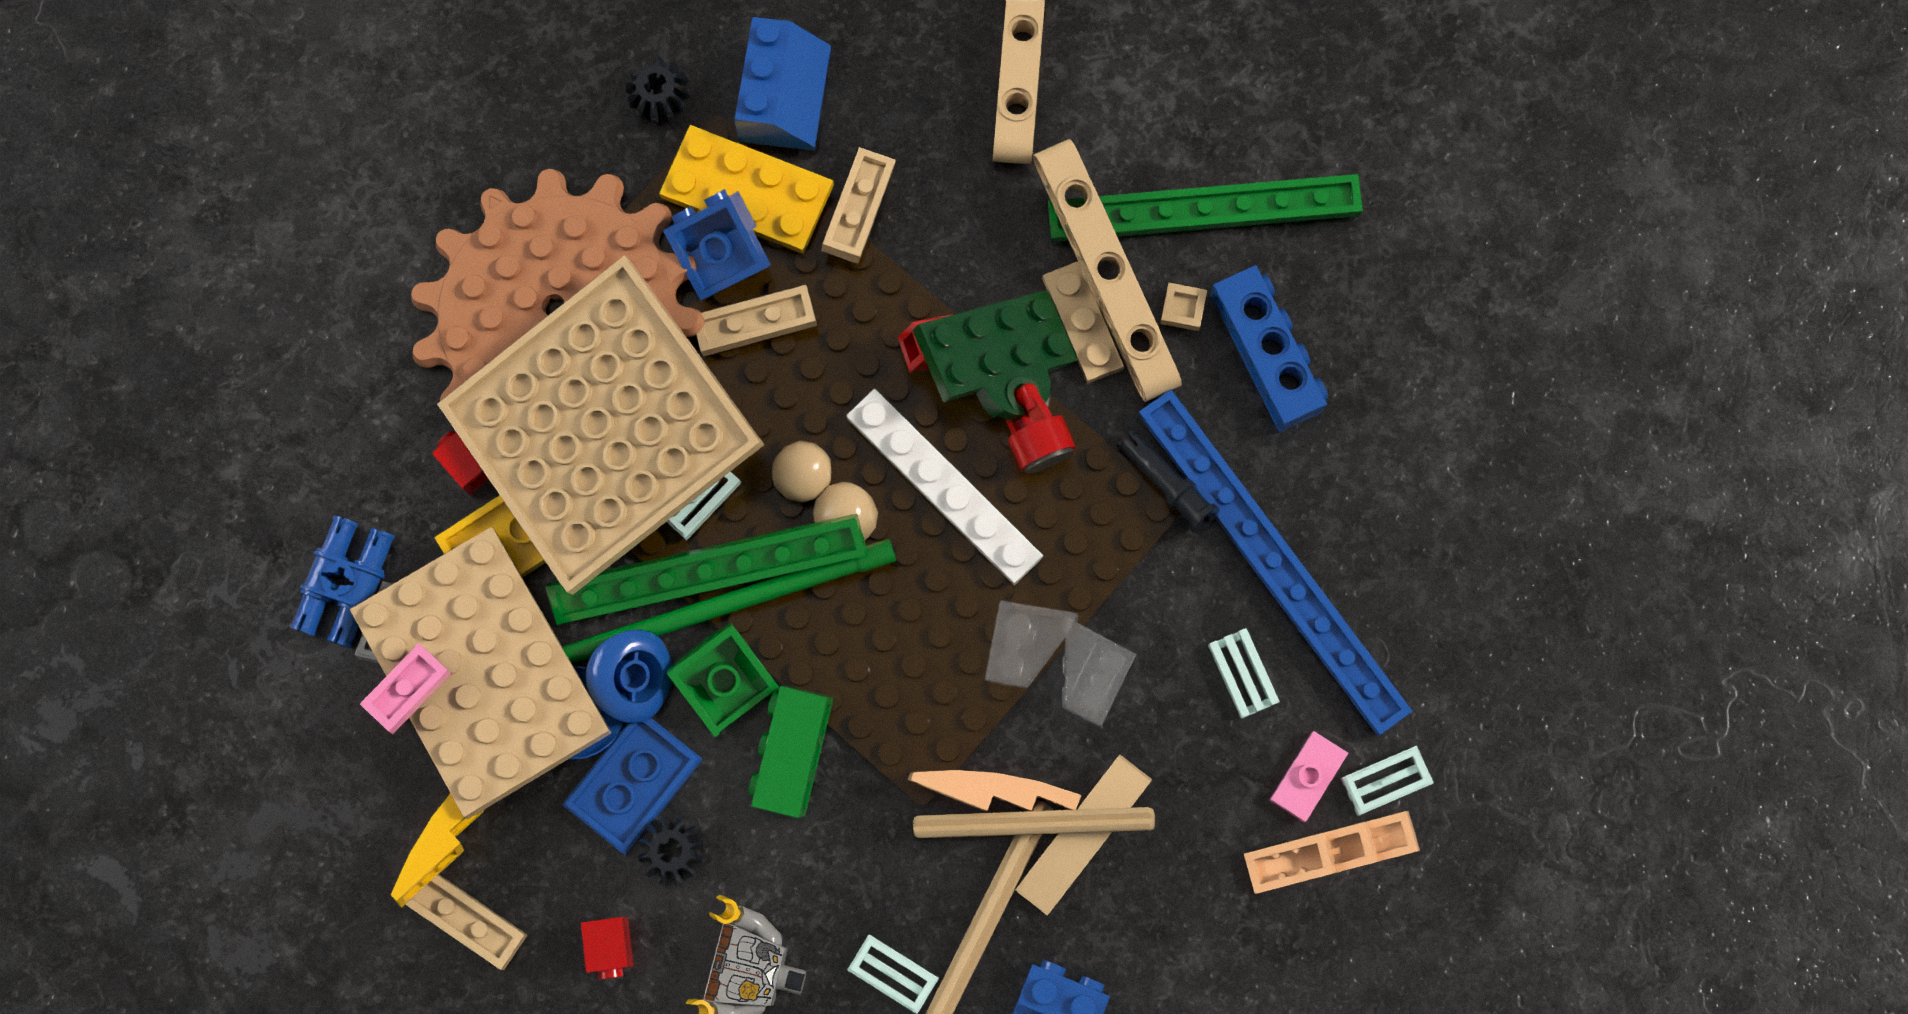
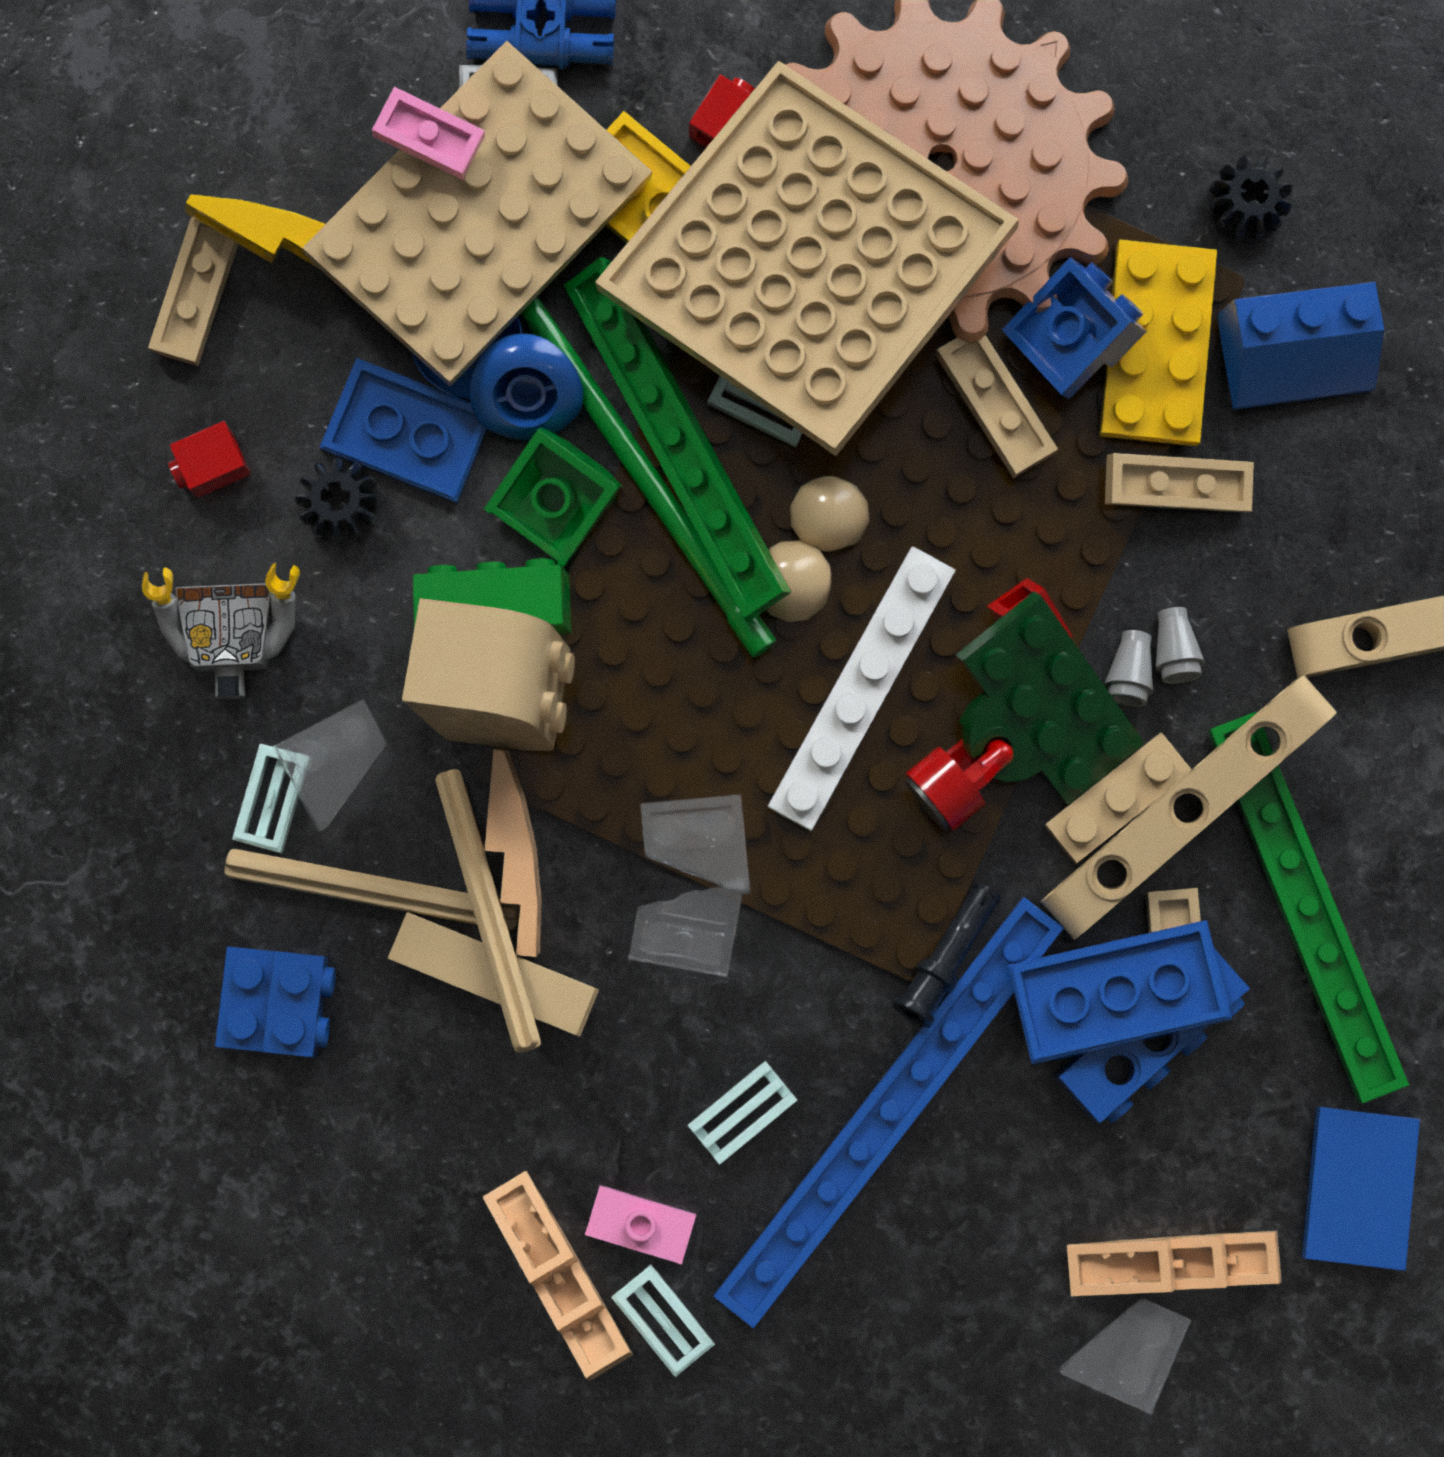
camera: 65 degrees right, 5 degrees up
(854, 761) = (488, 675): none -> tan brick
(877, 915) = (331, 759): none -> clear wing
(983, 244) = (1177, 648): none -> light grey cone
(988, 282) = (1131, 671): none -> light grey cone
(1233, 360) = (1119, 992): none -> blue tile
(1424, 233) = (1360, 1188): none -> blue tile
(1444, 384) = (1174, 1263): none -> light nougat slope
(1505, 434) = (1131, 1355): none -> clear wing

